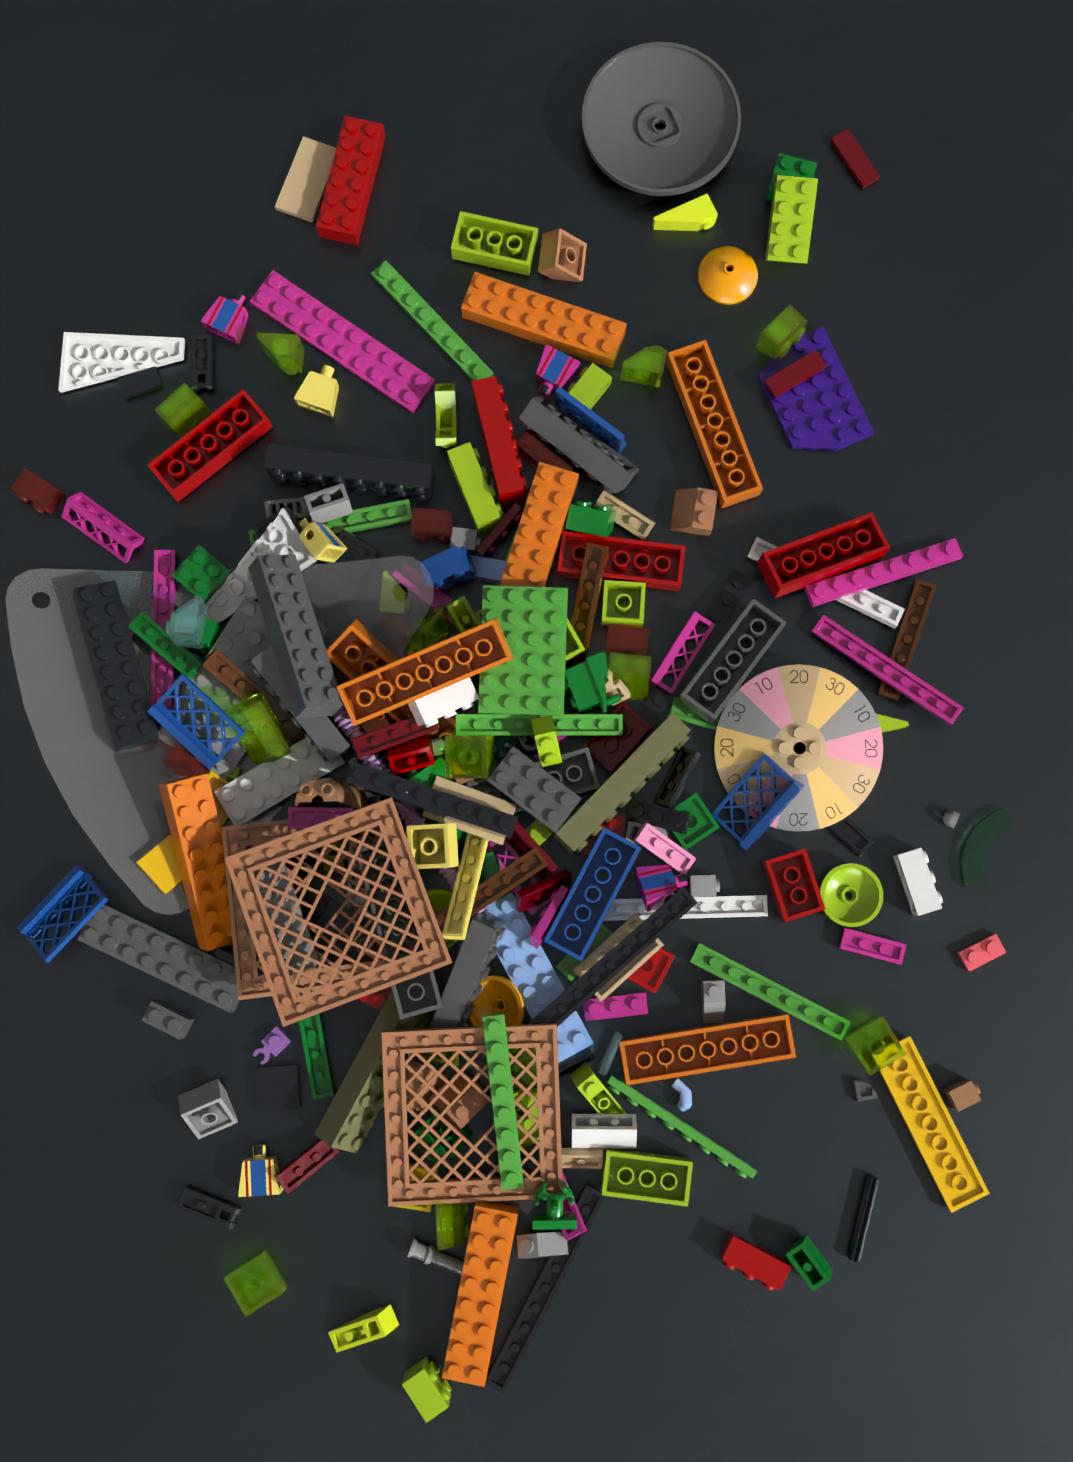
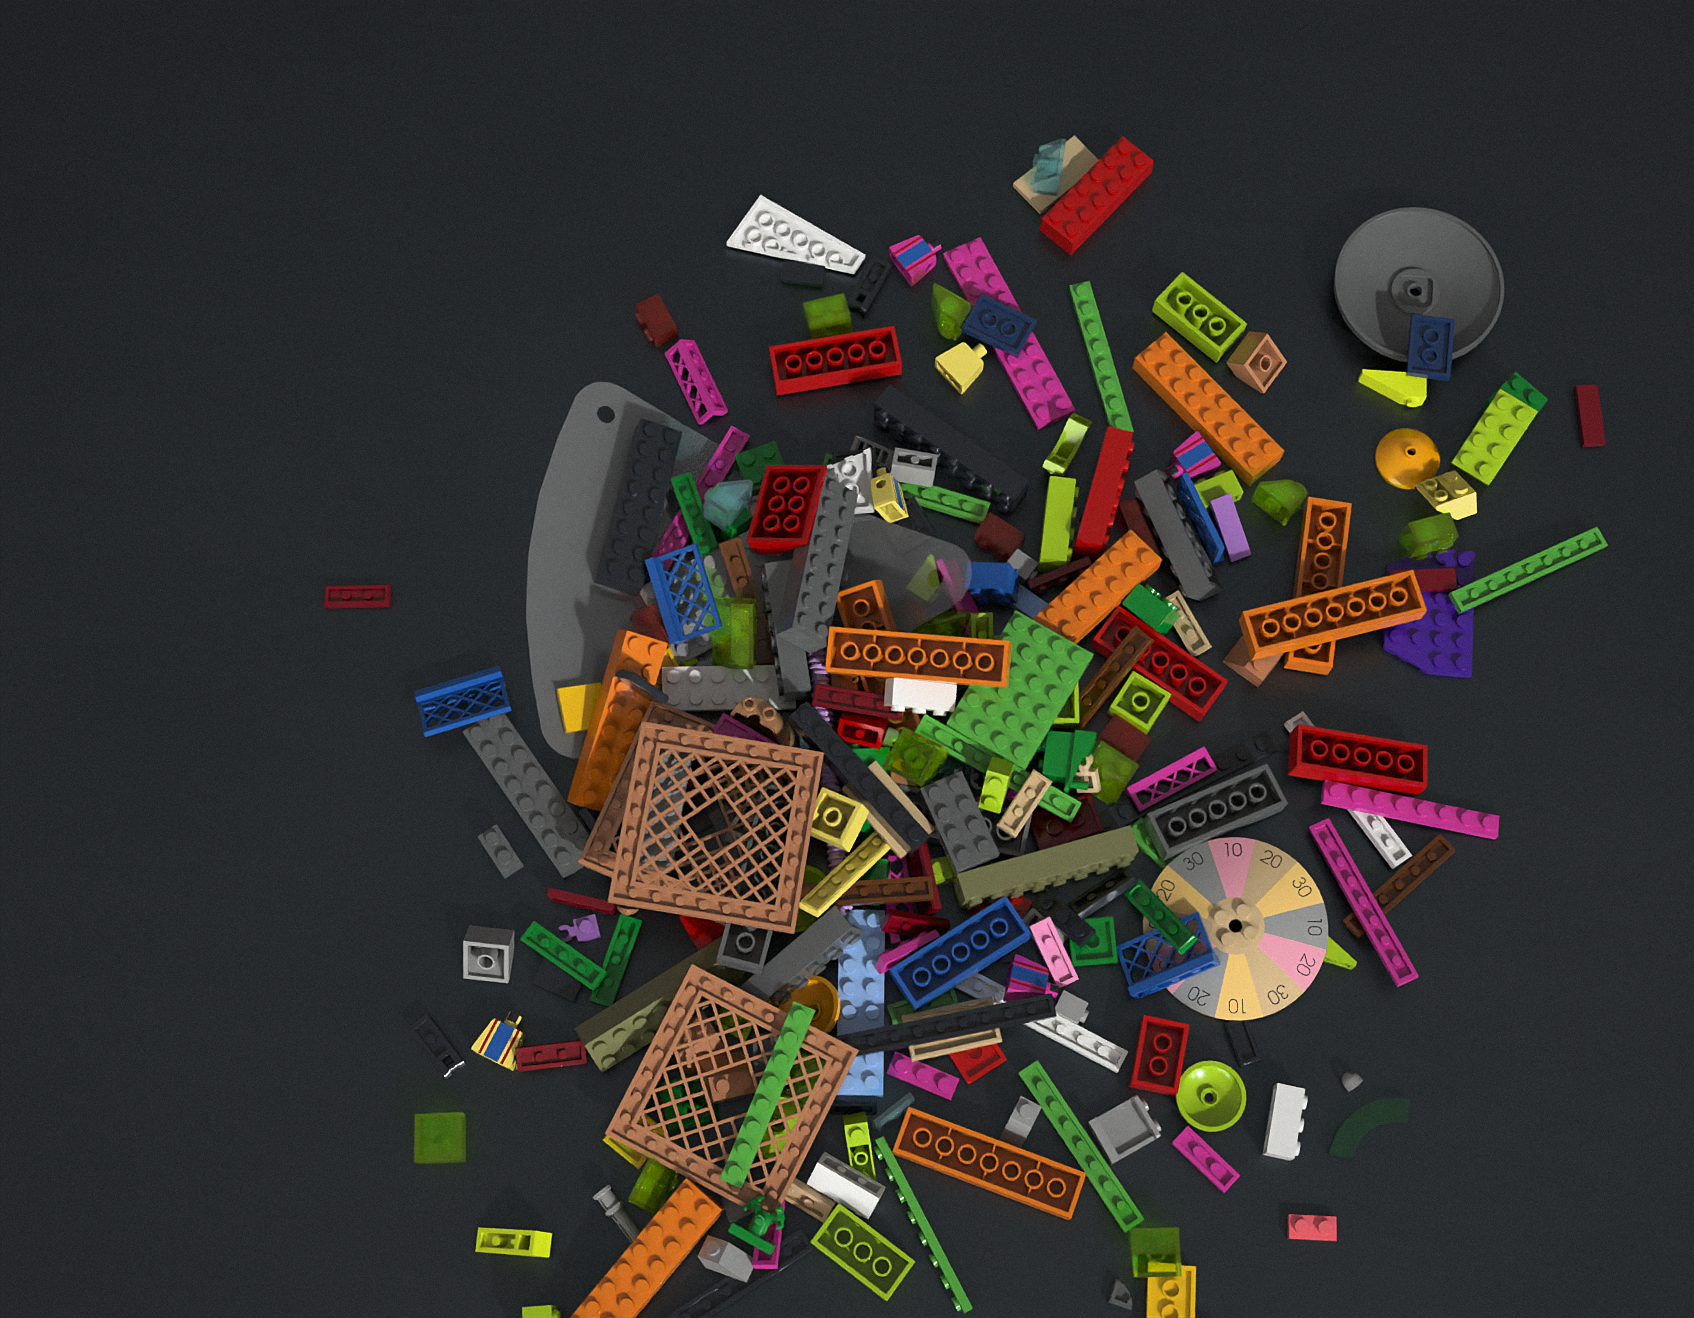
camera: 30 degrees right, 10 degrees down
(207, 826) = (642, 686): none -> black tile
(241, 601) = (785, 507): none -> red slope
(243, 1027) = (581, 901): none -> dark red tile
(270, 1077) = (563, 956): none -> green plate
(298, 177) = (1049, 168): none -> clear light blue slope
(332, 340) = (999, 325): none -> dark blue plate
(577, 742) = (1024, 803): none -> tan tile
(616, 413) = (1230, 527): none -> medium lavender tile
(685, 1095) = (943, 1198): light blue arm -> none
(700, 169) = (1430, 347): none -> dark blue plate
(736, 773) = (1161, 917): none -> green tile
(741, 445) = (1332, 615): none -> orange brick
(780, 288) = (1450, 494): none -> light yellow slope
(796, 958) = (1124, 1129): none -> light grey panel
(874, 319) = (1527, 570): none -> bright green plate

